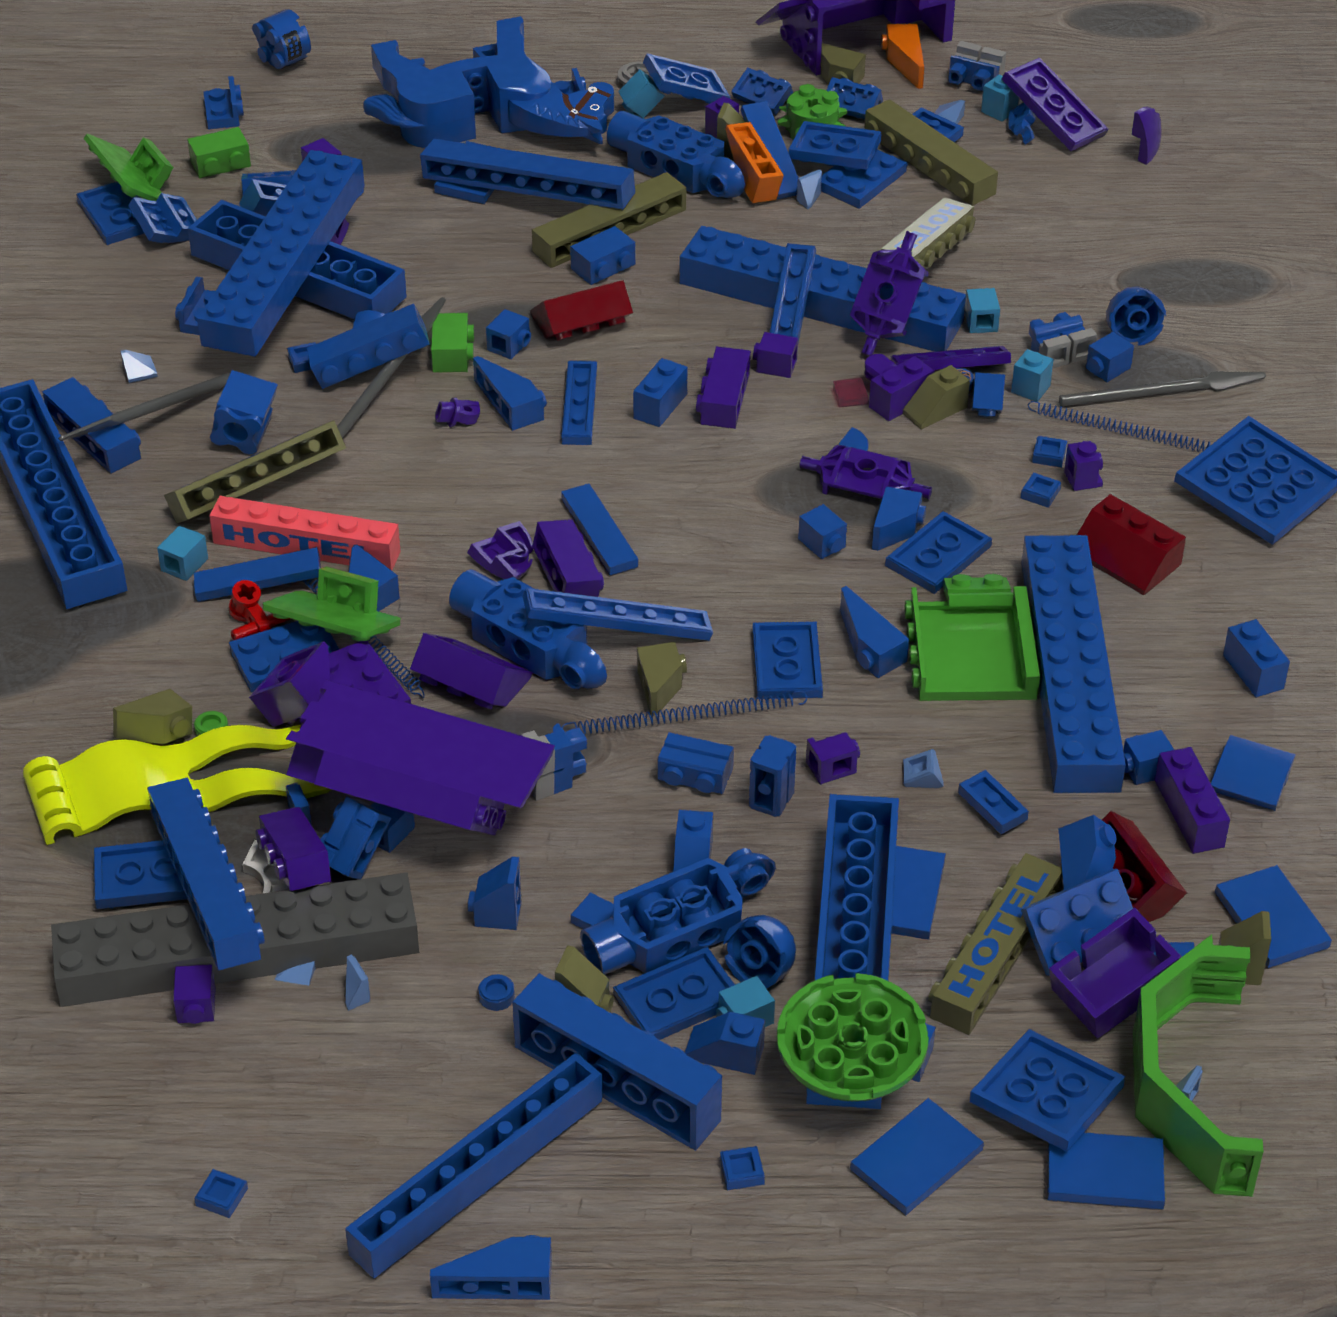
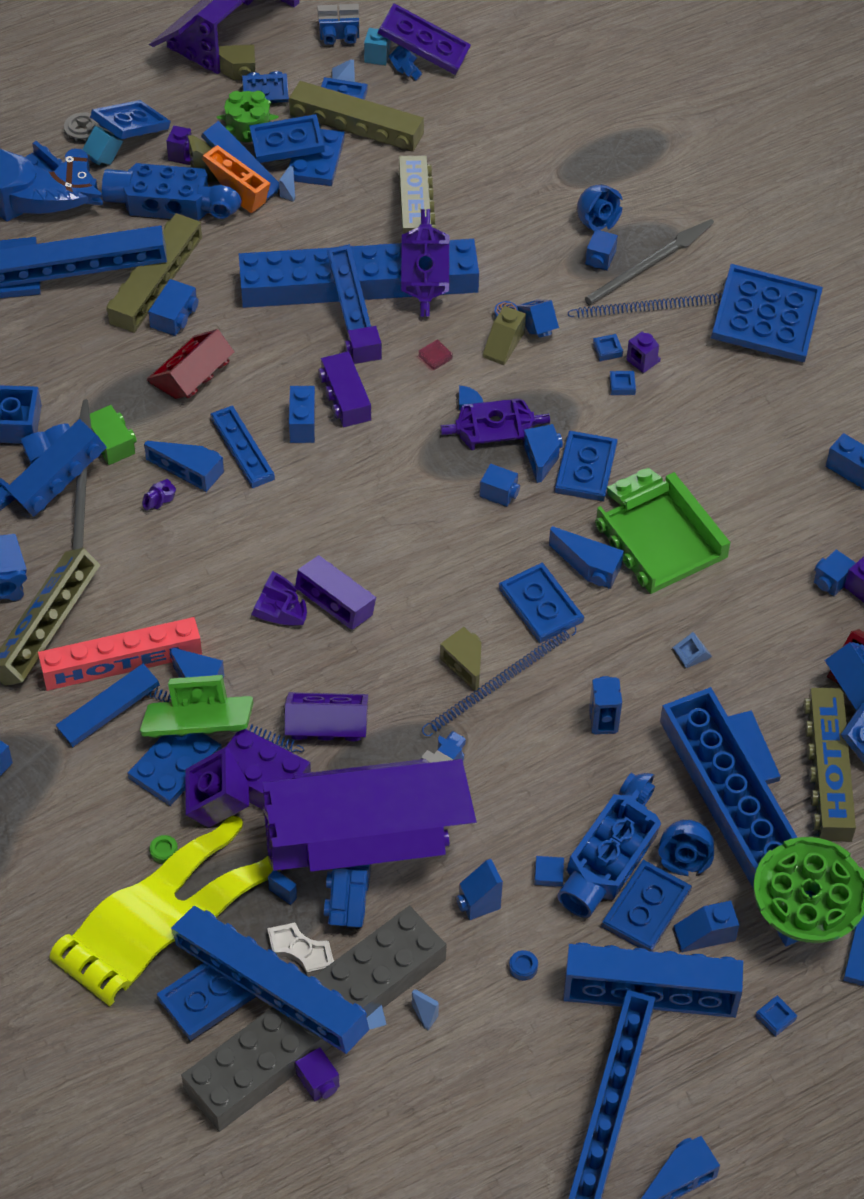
camera: 30 degrees left, 10 degrees up
(153, 718) = (124, 865): olive slope -> none
(182, 553) = (36, 711): dark azure brick -> none
(245, 608) = (125, 738): red piece -> none
(293, 848) = (316, 926): dark purple brick -> none
(508, 334) = (150, 408): blue brick -> none
(538, 645) = (348, 661): blue brick -> none
(584, 978) = (590, 930): olive slope -> none
(599, 529) = (334, 550): blue tile -> none
(617, 614) = (408, 623): blue tile -> none
(693, 837) = (584, 788): blue slope -> none
(695, 763) = (539, 718): blue brick -> none
(748, 999) = (702, 891): dark azure brick -> none
(759, 86) = (192, 106): blue bracket -> none
(832, 757) = (629, 668): dark purple brick -> none
(893, 384) = (469, 335): dark purple brick -> none
(905, 51) = (277, 29): orange slope -> none
(960, 357) = (490, 297): dark purple tile -> none
(982, 310) = (488, 244): dark azure brick -> none
(993, 802) = (756, 654): blue plate -> none
(1032, 375) = (559, 287): dark azure brick -> none
(1062, 339) = (558, 249): hips -> none
(1072, 666) = (757, 538): blue brick -> none
(1131, 544) = (714, 405): dark red slope -> none
(1147, 128) = (506, 42): dark purple brick -> none

